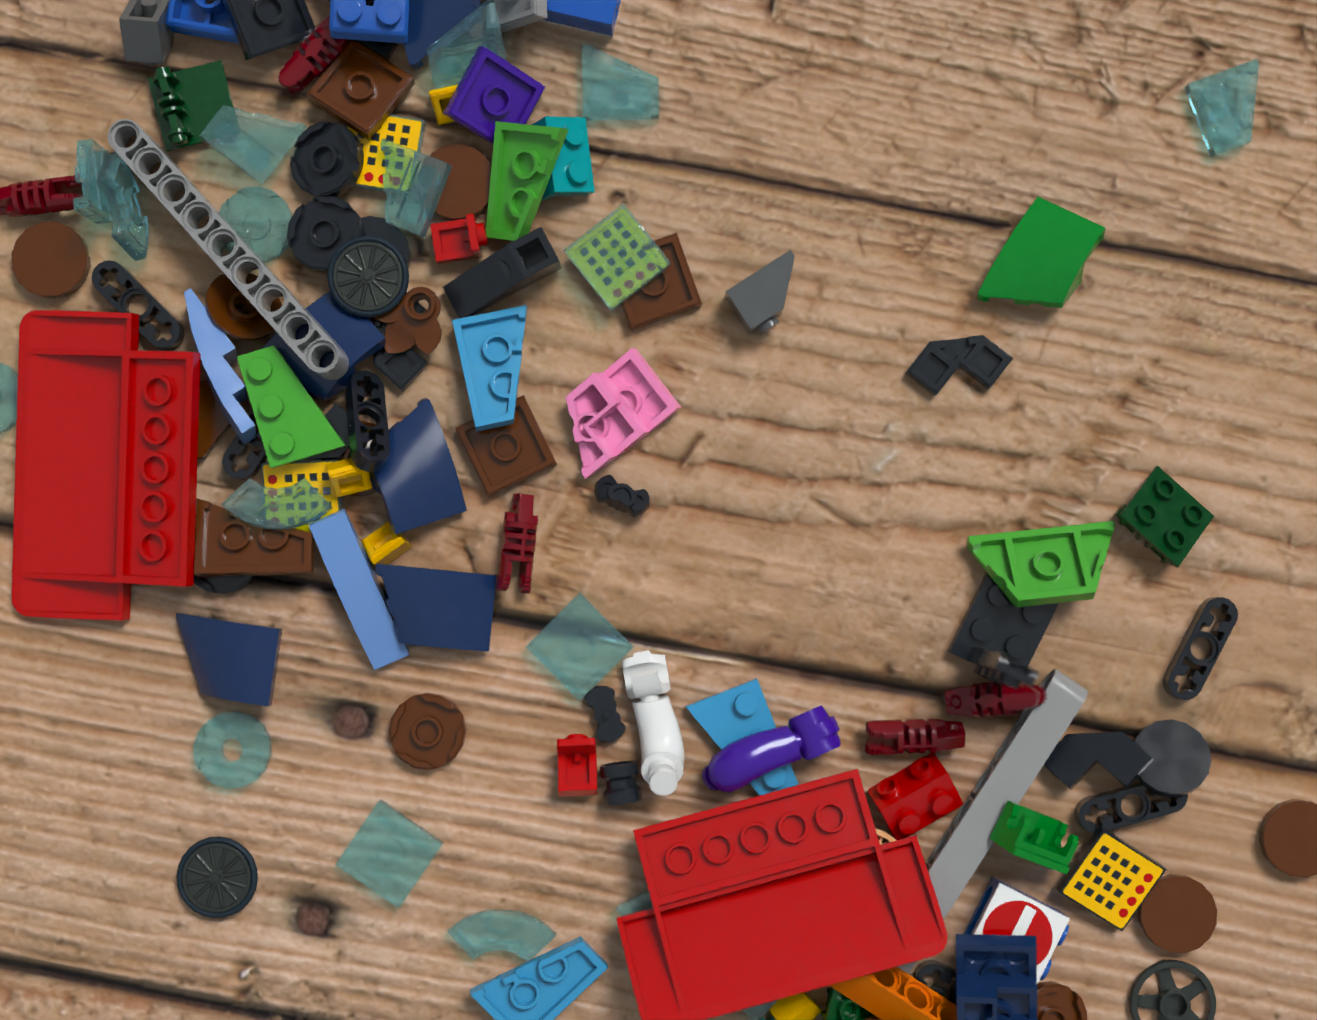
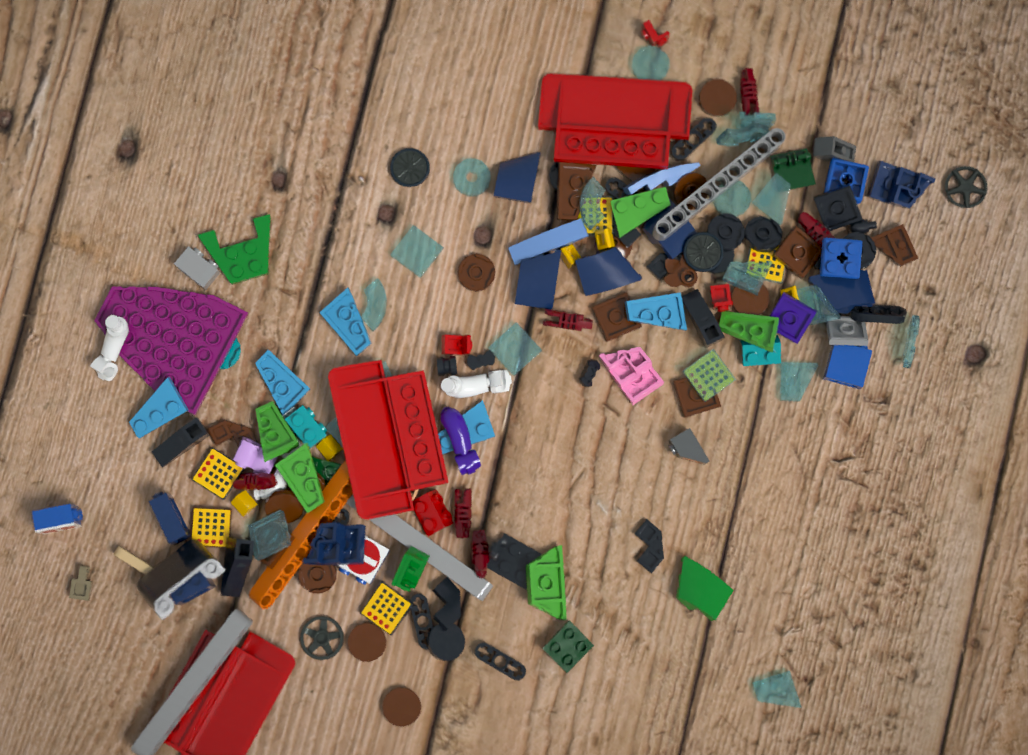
camera: 90 degrees right, 5 degrees down
(358, 432) = (638, 252): black beam -> none

